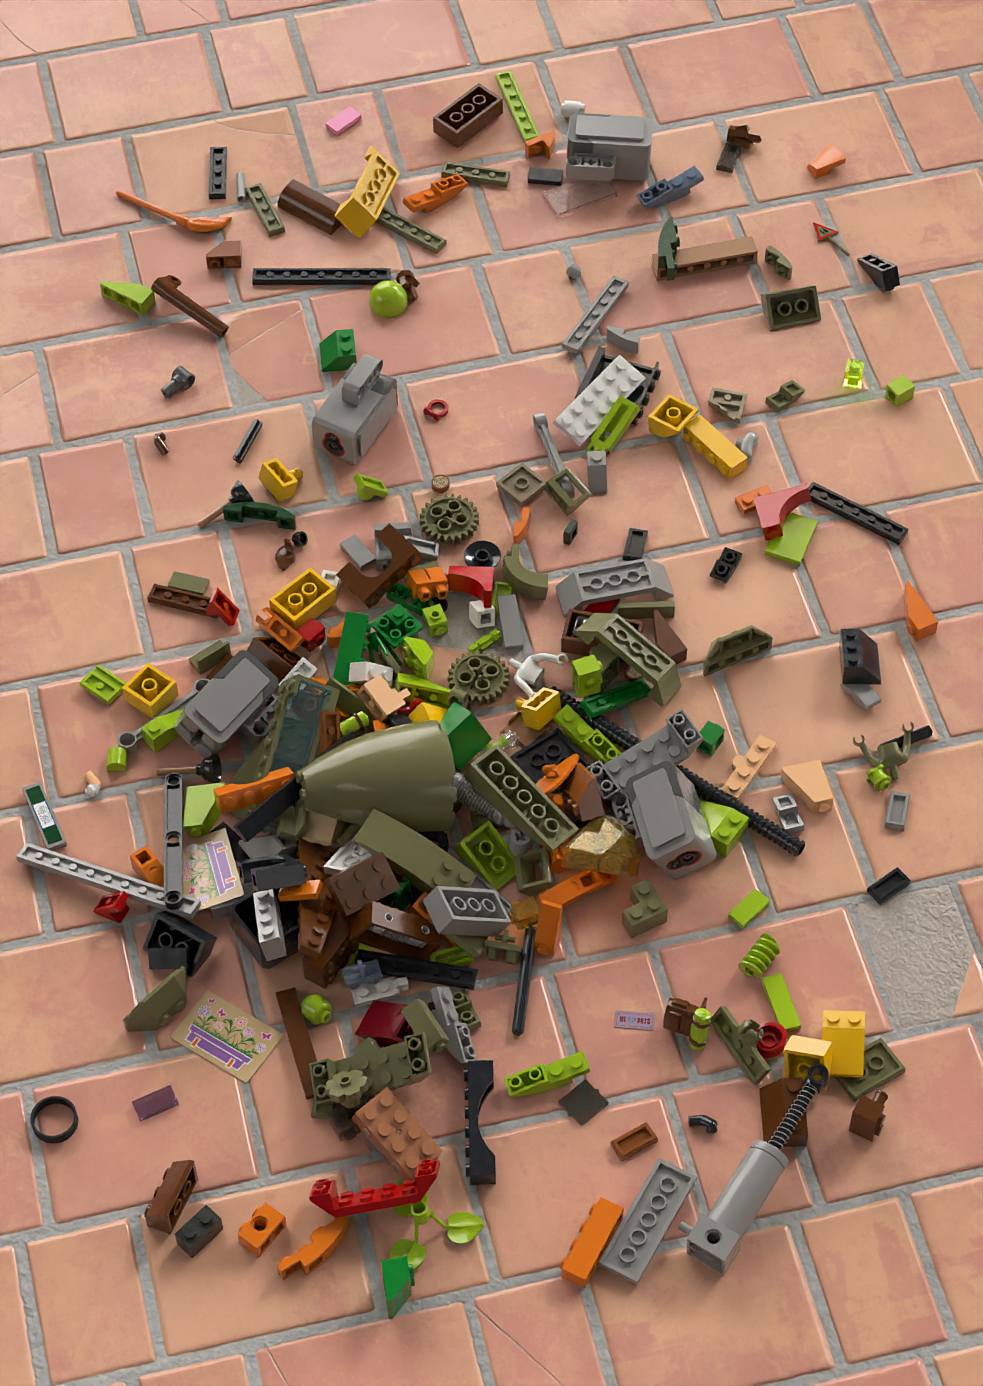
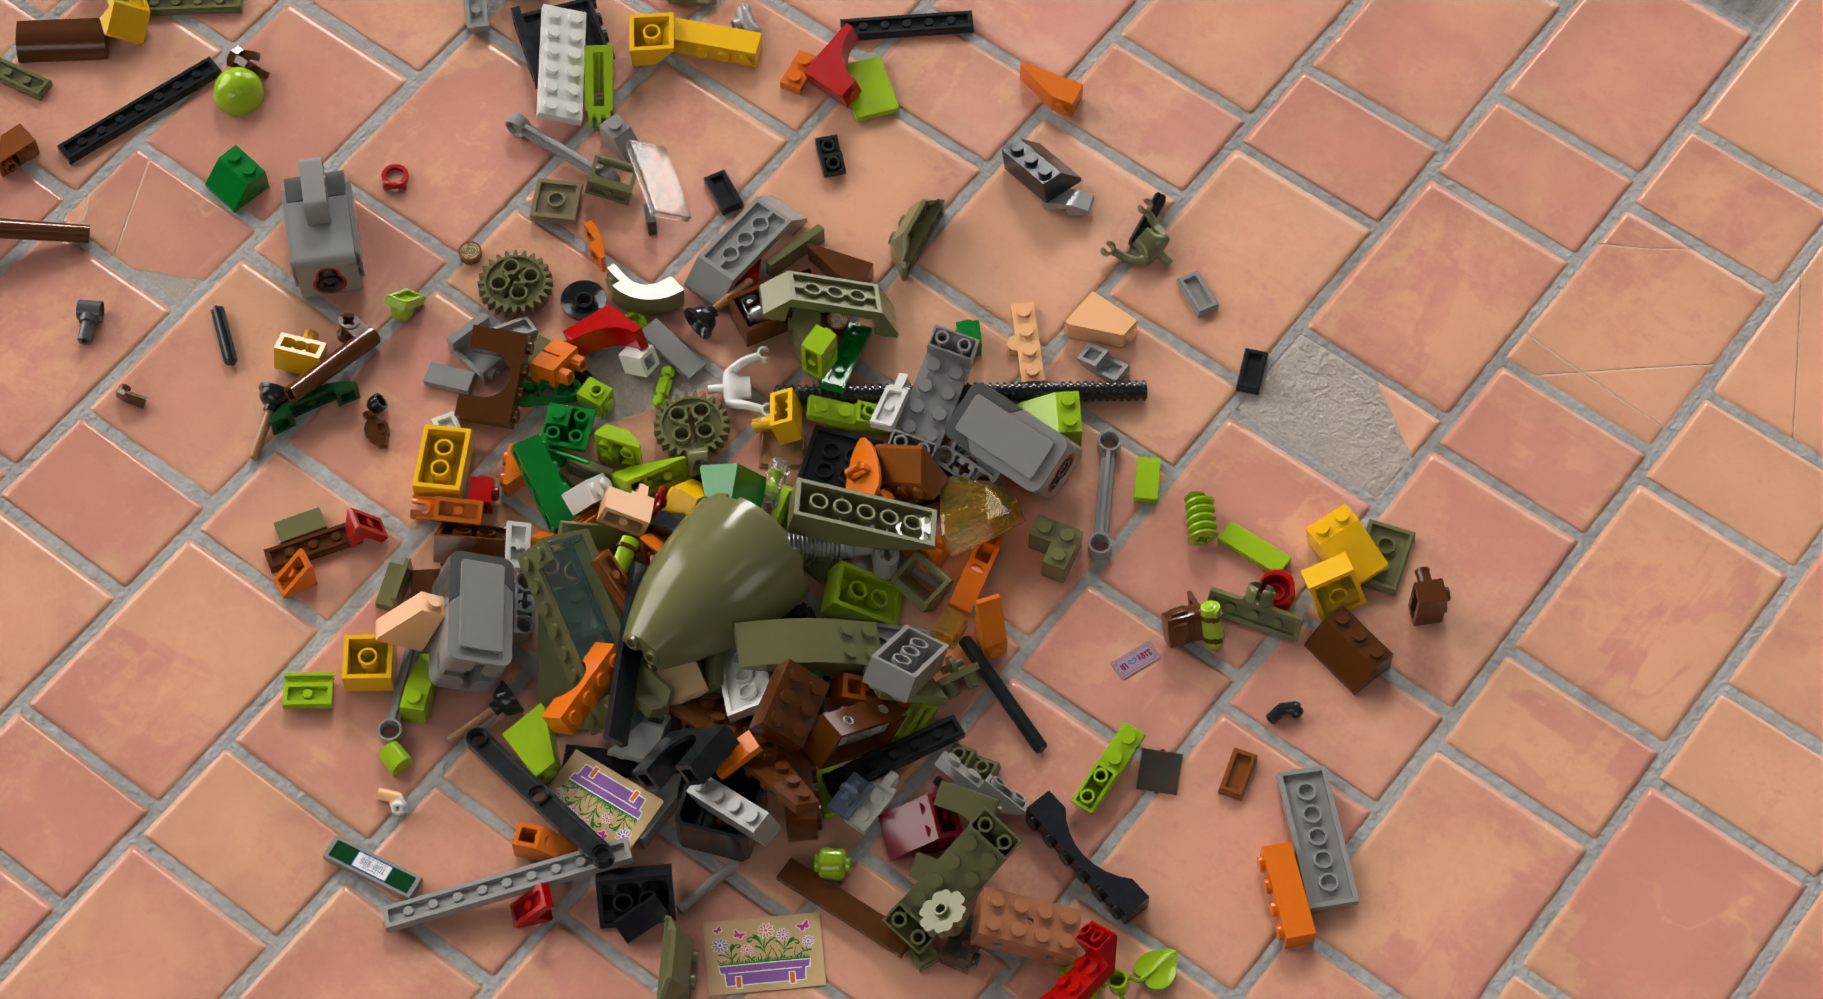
camera: 40 degrees left, 5 degrees up
(158, 611) = (296, 575): none -> orange slope
(187, 679) = (411, 622): none -> light nougat slope
(229, 969) = (707, 886): none -> light grey bar
(321, 494) = (357, 341): none -> reddish brown axle
(546, 613) = (703, 318): none -> black piece
(596, 510) = (658, 181): none -> clear tile
(614, 744) = (891, 404): none -> white hinge
(710, 898) = (1104, 494): none -> light grey piece
(718, 1235) = (1397, 804): light grey piece -> none
(878, 778) = (1157, 273): lime brick -> none

